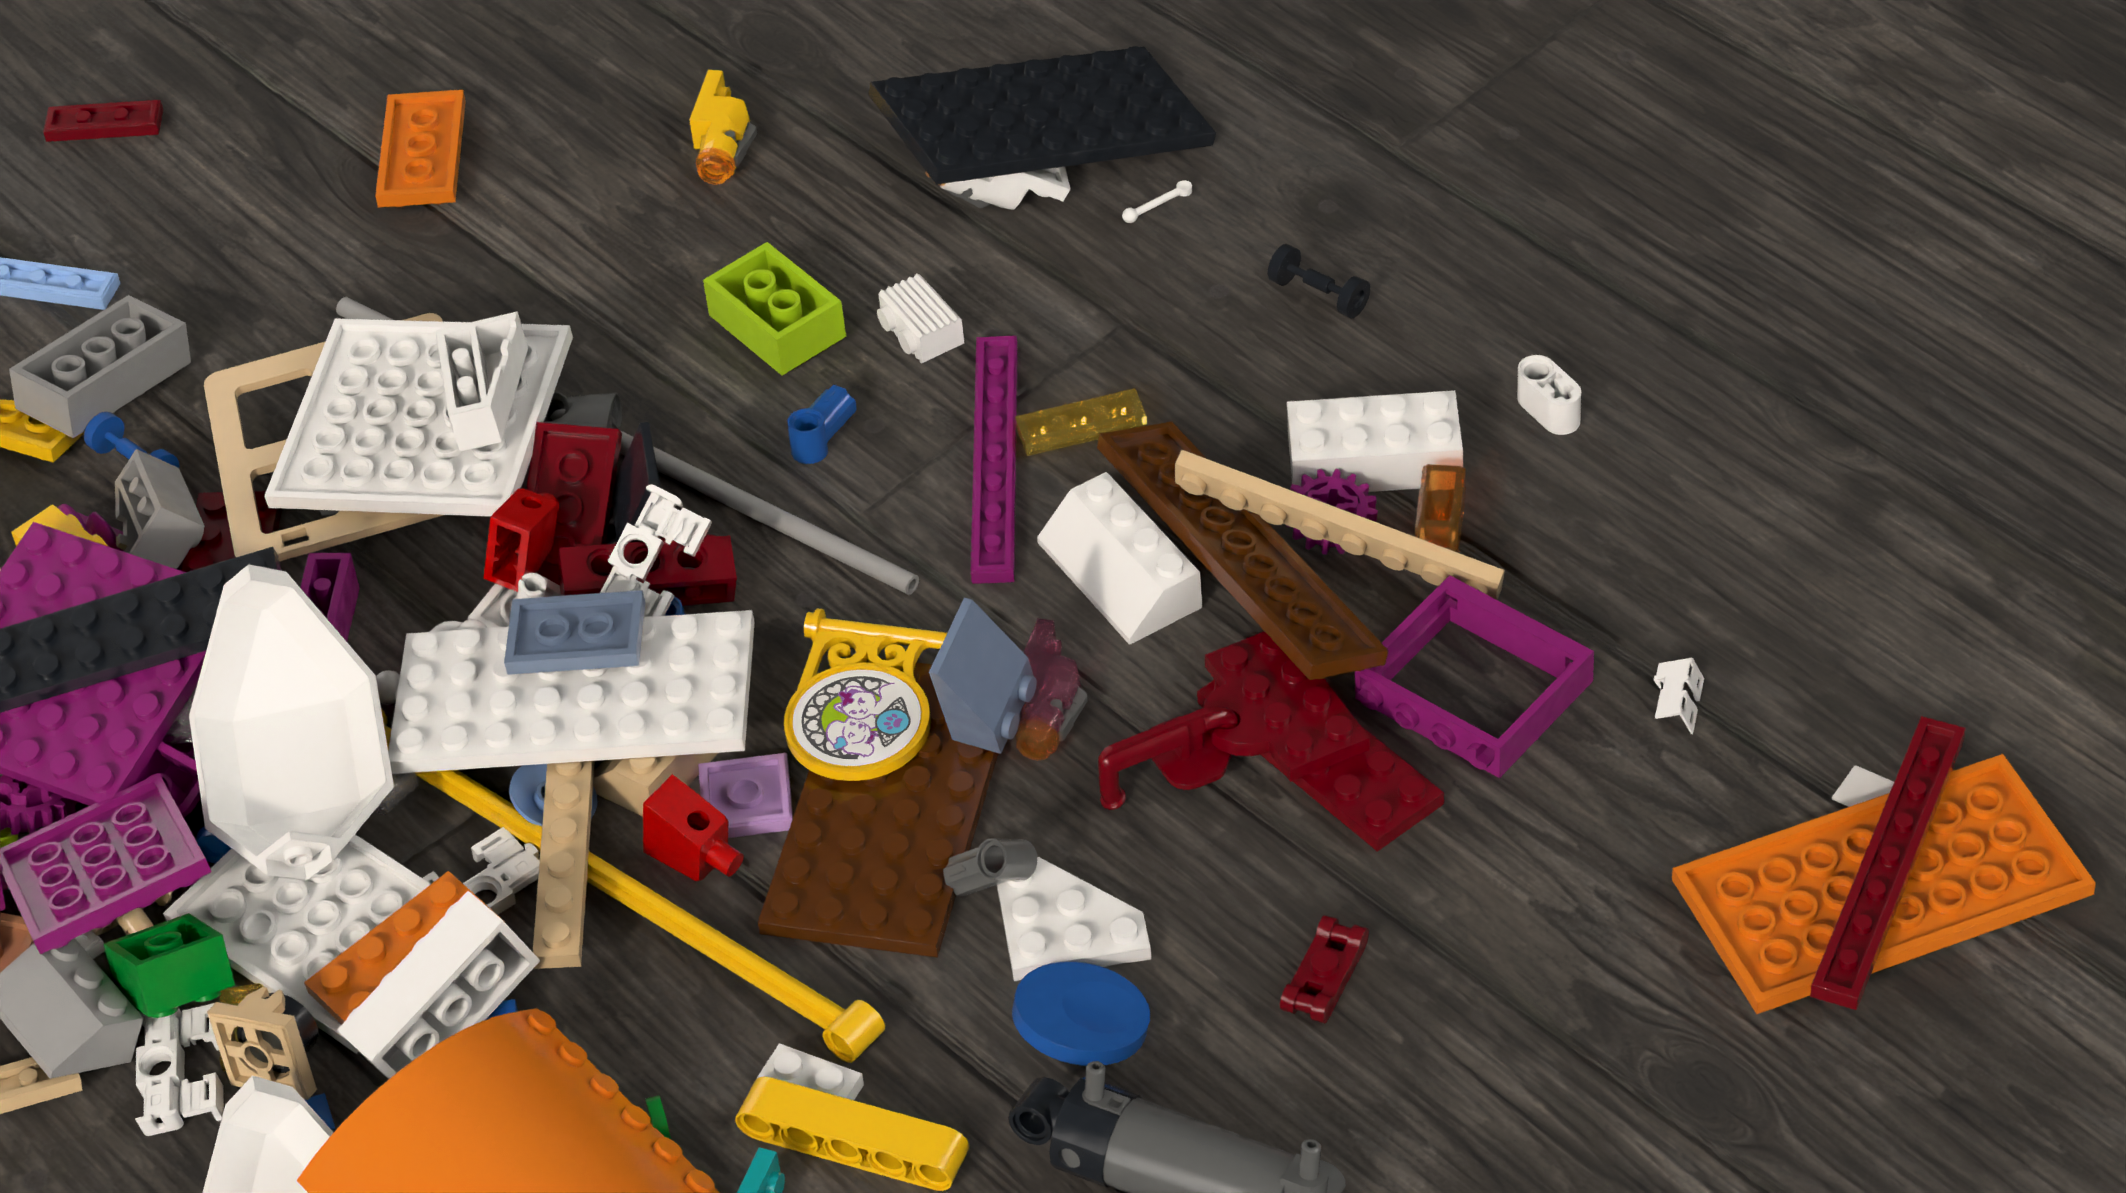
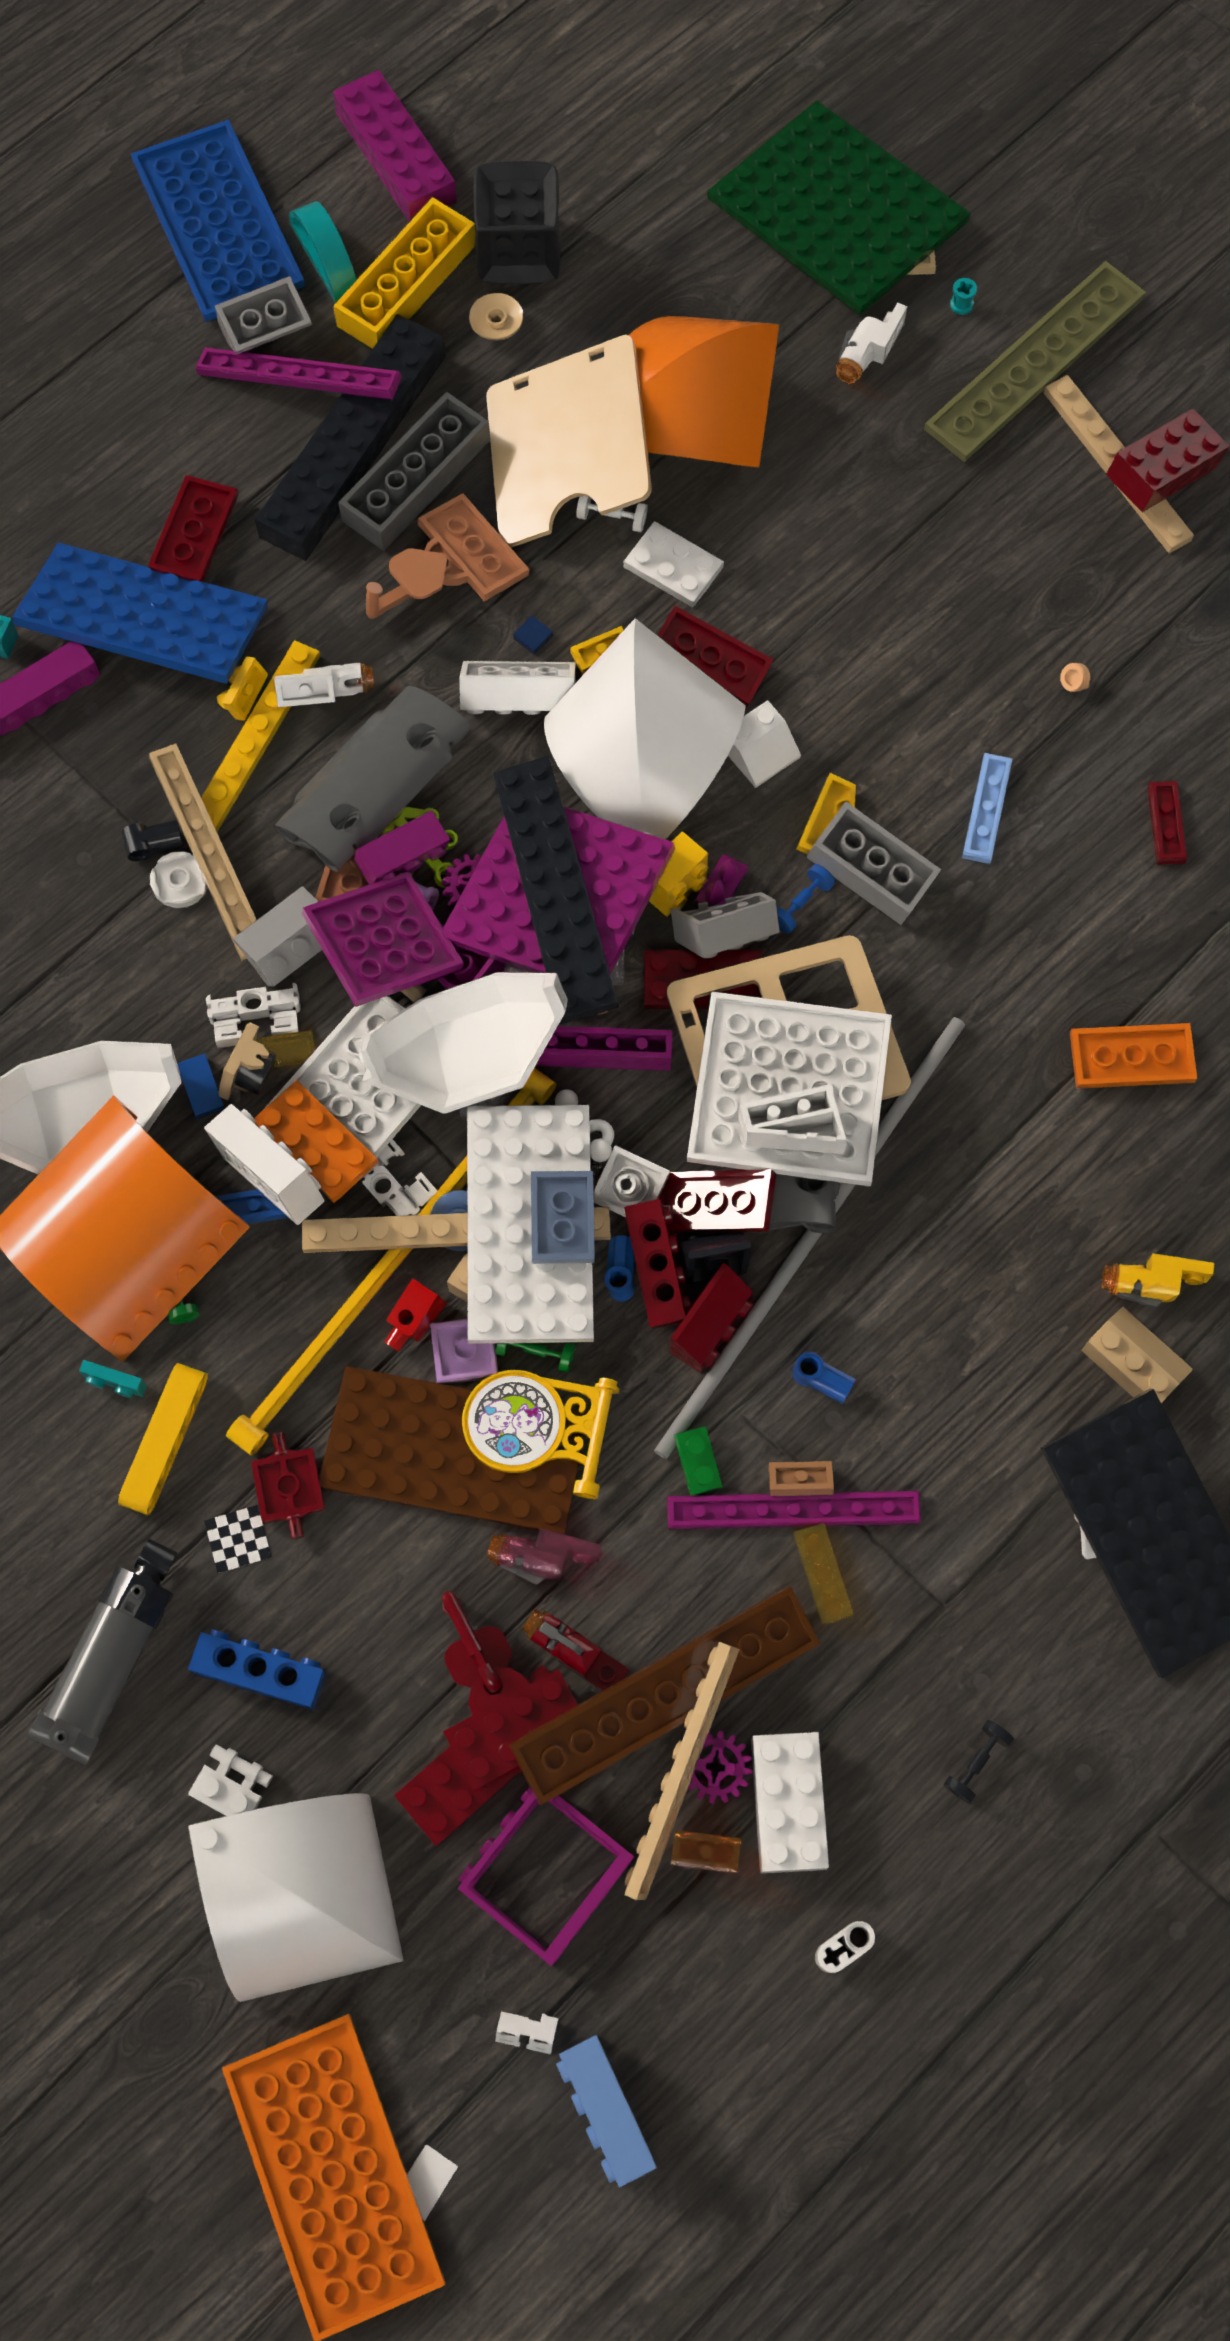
camera: 85 degrees right, 25 degrees up
(170, 965) = (311, 995): green brick -> none
(523, 524) = (661, 1171): red torso -> none
(656, 520) = (628, 1248): white piece -> none
(759, 539) = (711, 1319): none -> dark red slope
(767, 678) = (542, 1350): none -> green wheel
(774, 308) = (939, 1334): lime brick -> none
(812, 1072) = (214, 1409): white plate -> none
(826, 150) = (1136, 1356): none -> tan slope
(919, 318) = (935, 1446): white brick -> none
(924, 541) = (697, 1460): none -> green plate
(933, 980) = (287, 1485): none -> dark red plate
(954, 442) = (801, 1478): none -> medium nougat plate
(981, 680) = (509, 1505): sand blue slope -> none
(990, 865) = (368, 1521): dark grey piece -> none
(1000, 1052) = (237, 1539): none -> sticker
(1068, 920) = (338, 1572): white plate -> none
(1080, 1013) = (246, 1586): blue piece -> none
(1121, 559) = (673, 1606): white slope -> none
(1178, 653) = (573, 1650): none -> dark red plate
(1183, 188) = (1100, 1651): white hinge -> none
(1203, 997) = (207, 1663): none -> blue brick
(1325, 969) = (282, 1755): dark red plate -> none
(1379, 1037) = (225, 1794): none -> white plate
(1524, 871) = (296, 1893): none -> white panel
(1766, 591) = (607, 2110): none -> medium blue brick
(1887, 863) = (334, 2181): dark red plate -> none

